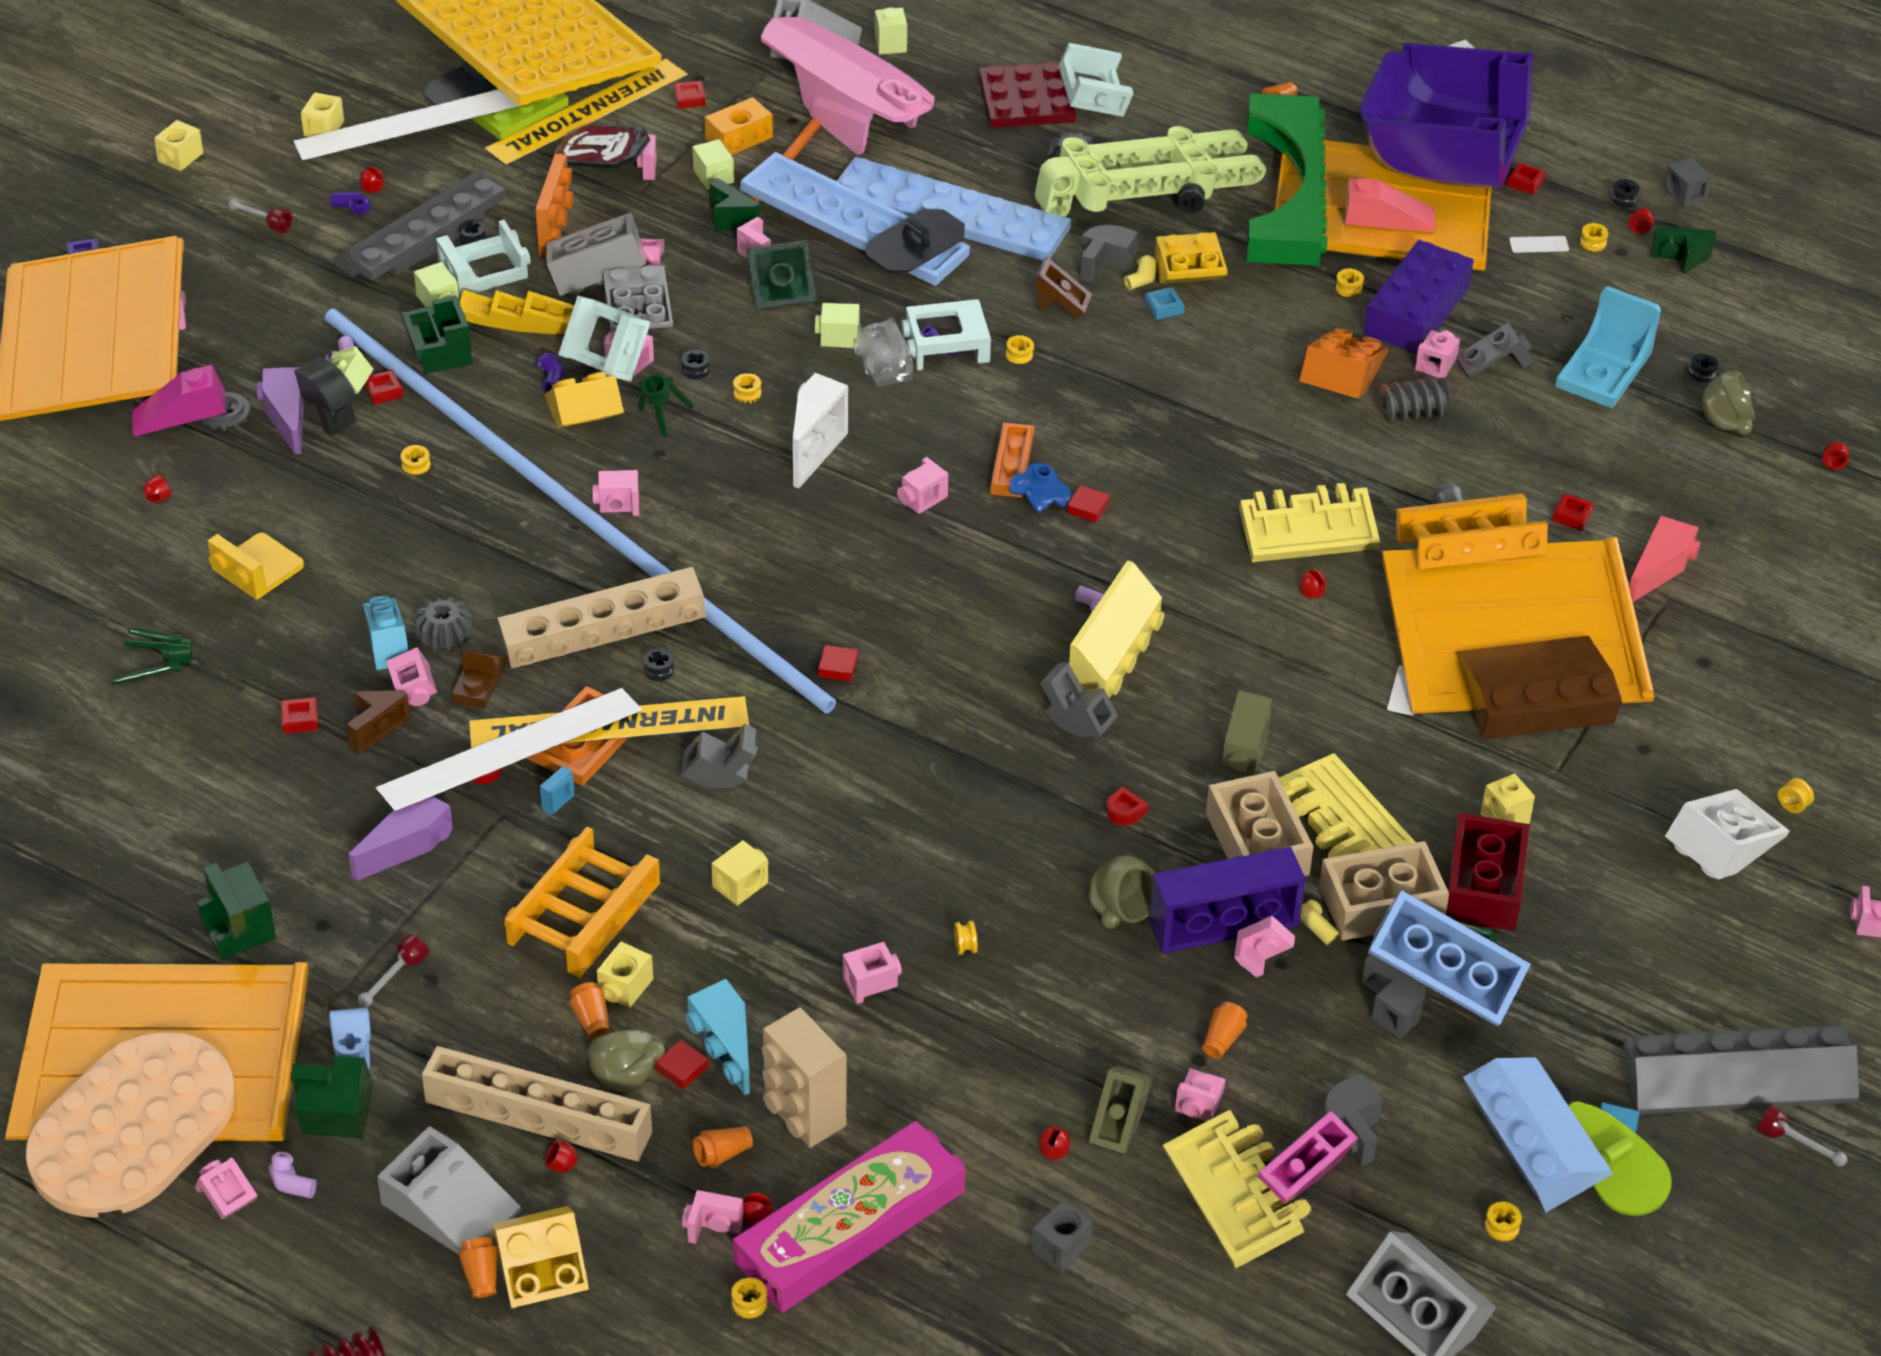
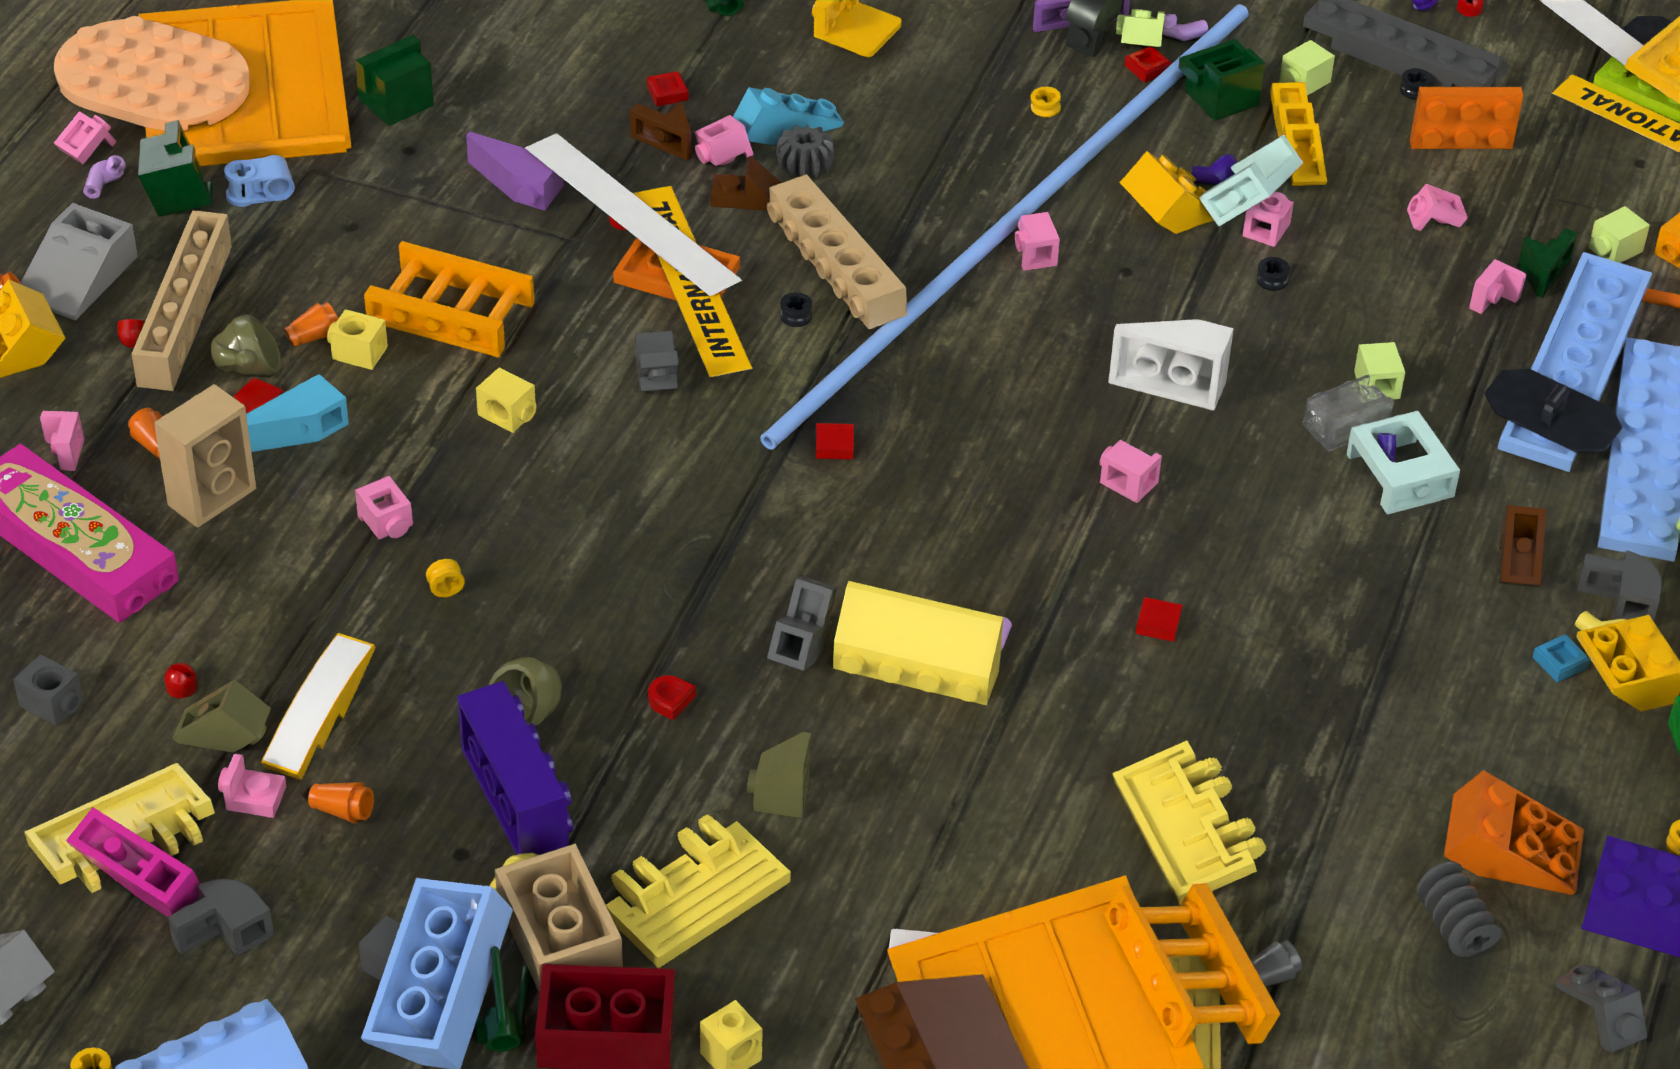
camera: 80 degrees right, 0 degrees up
(410, 953) = (371, 201): hinge -> none
(457, 260) = (1360, 76): light aqua window -> none
(557, 790) = (594, 260): dark azure tile -> none
(583, 255) = (1396, 159): light grey slope -> none
(603, 145) = (1598, 144): shield -> none
(639, 293) = (1340, 206): light grey slope -> none
(648, 159) = (1607, 185): bright pink bracket -> none
(657, 392) = (1173, 227): dark green plant -> none
(747, 394) = (1249, 323): yellow bush -> none
(756, 1208) = (91, 472): red hinge -> none
(780, 274) = (1441, 313): clear green slope -> none
(1011, 456) = (1214, 547): orange tile -> none
(1020, 356) = (1416, 524): yellow bush -> none
(1041, 487) = (1162, 570): blue plate -> none
(1105, 1030) = (317, 705): none -> white slope
(1256, 817) = (635, 799): tan brick -> none
(1260, 943) = (457, 816): bright pink bracket -> none
(1312, 584) = (1091, 842): red hinge -> none
(1438, 345) = (1574, 937): bright pink brick -> none

